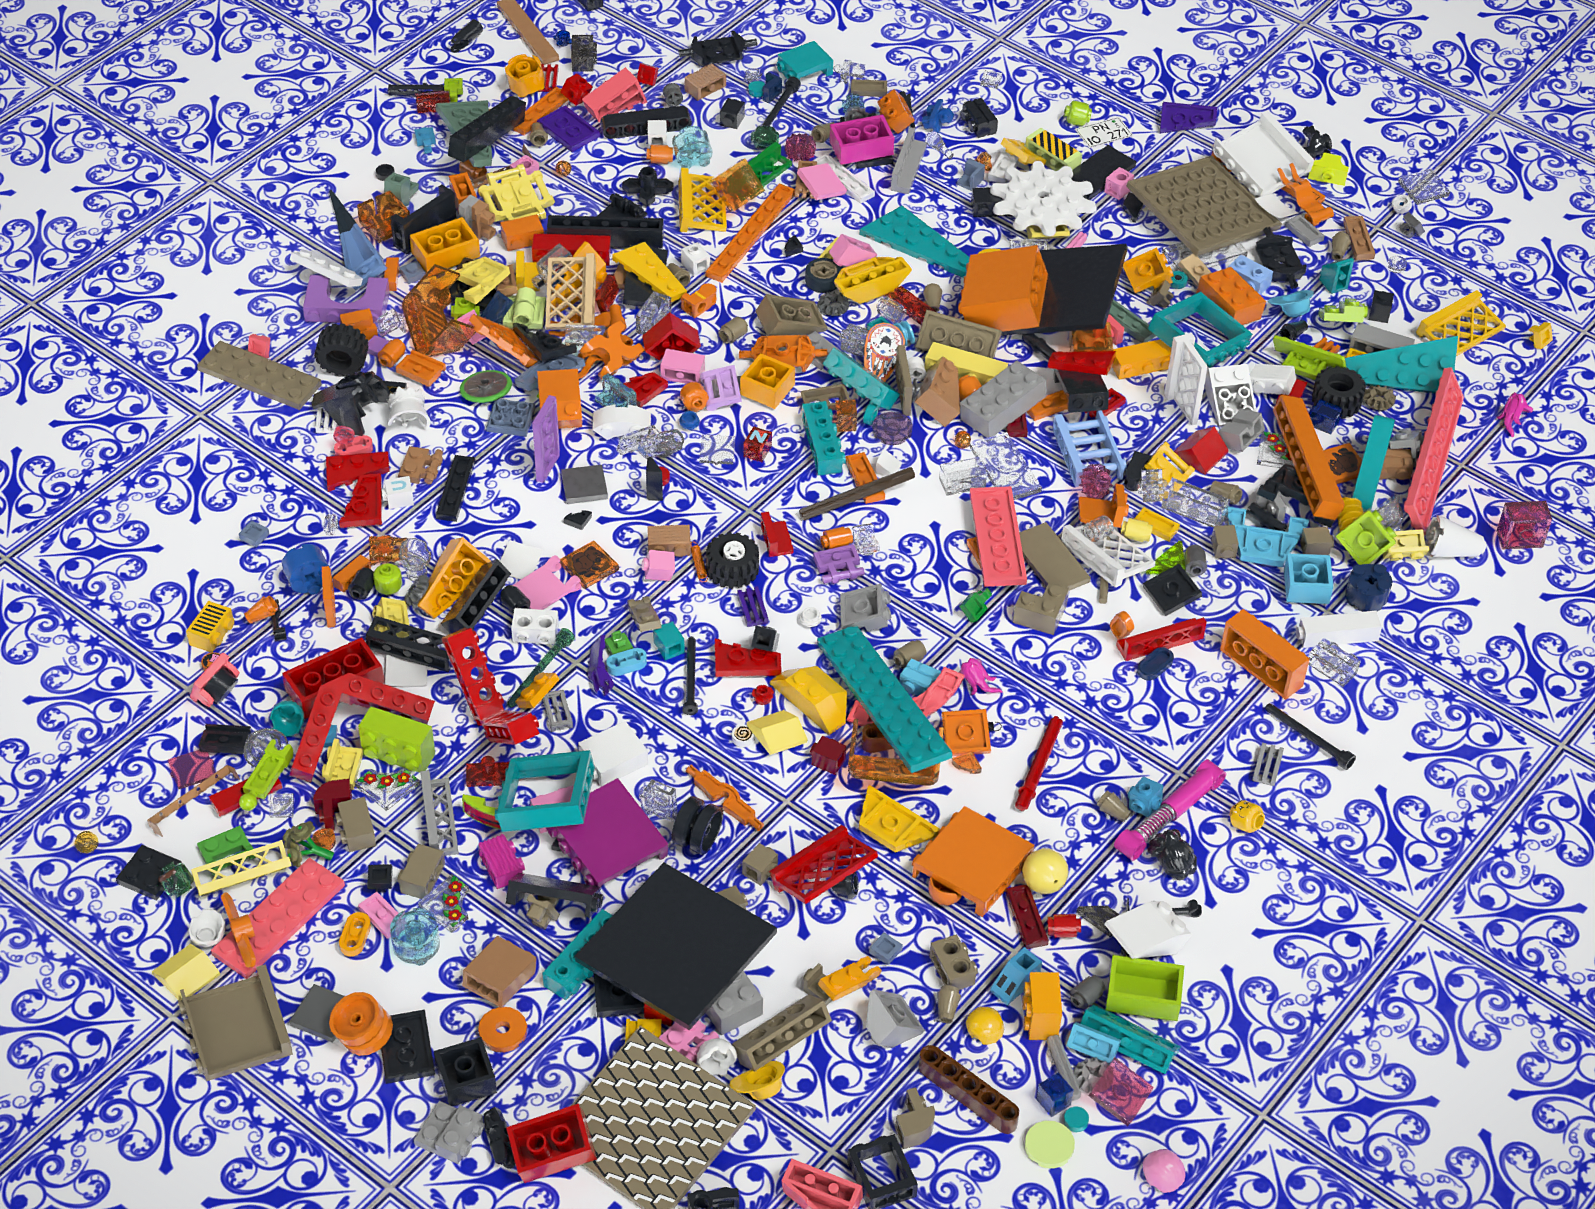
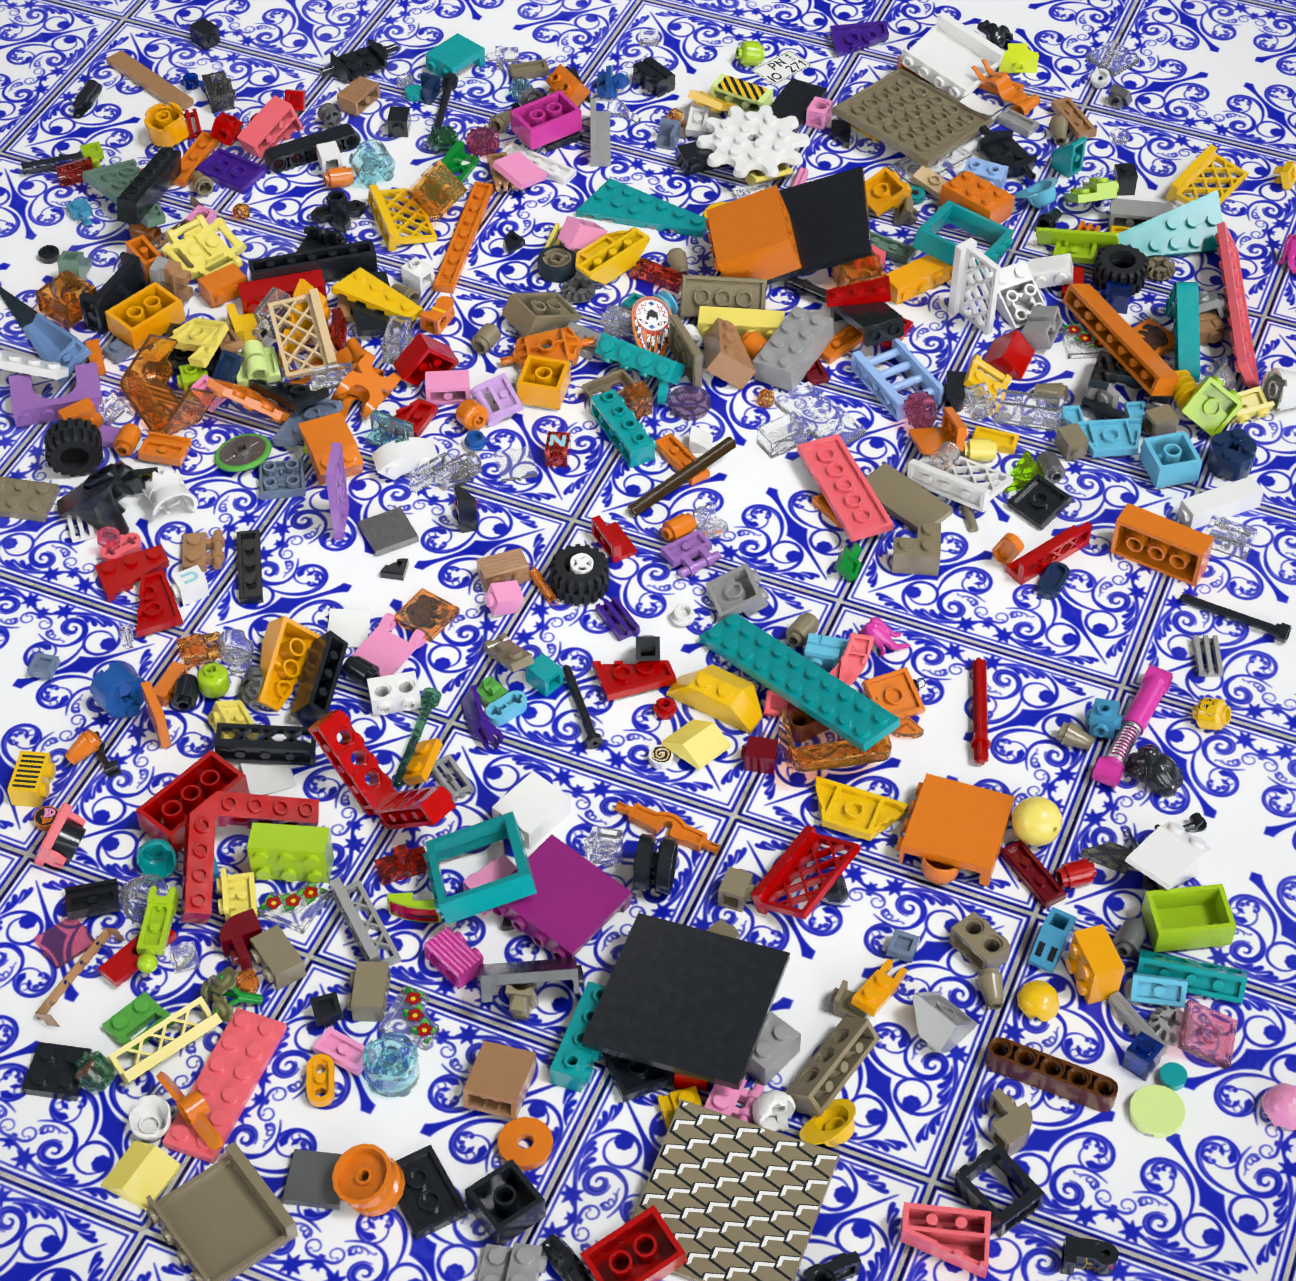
camera: 15 degrees left, 0 degrees up
(891, 309) = (641, 283): clear brick -> none

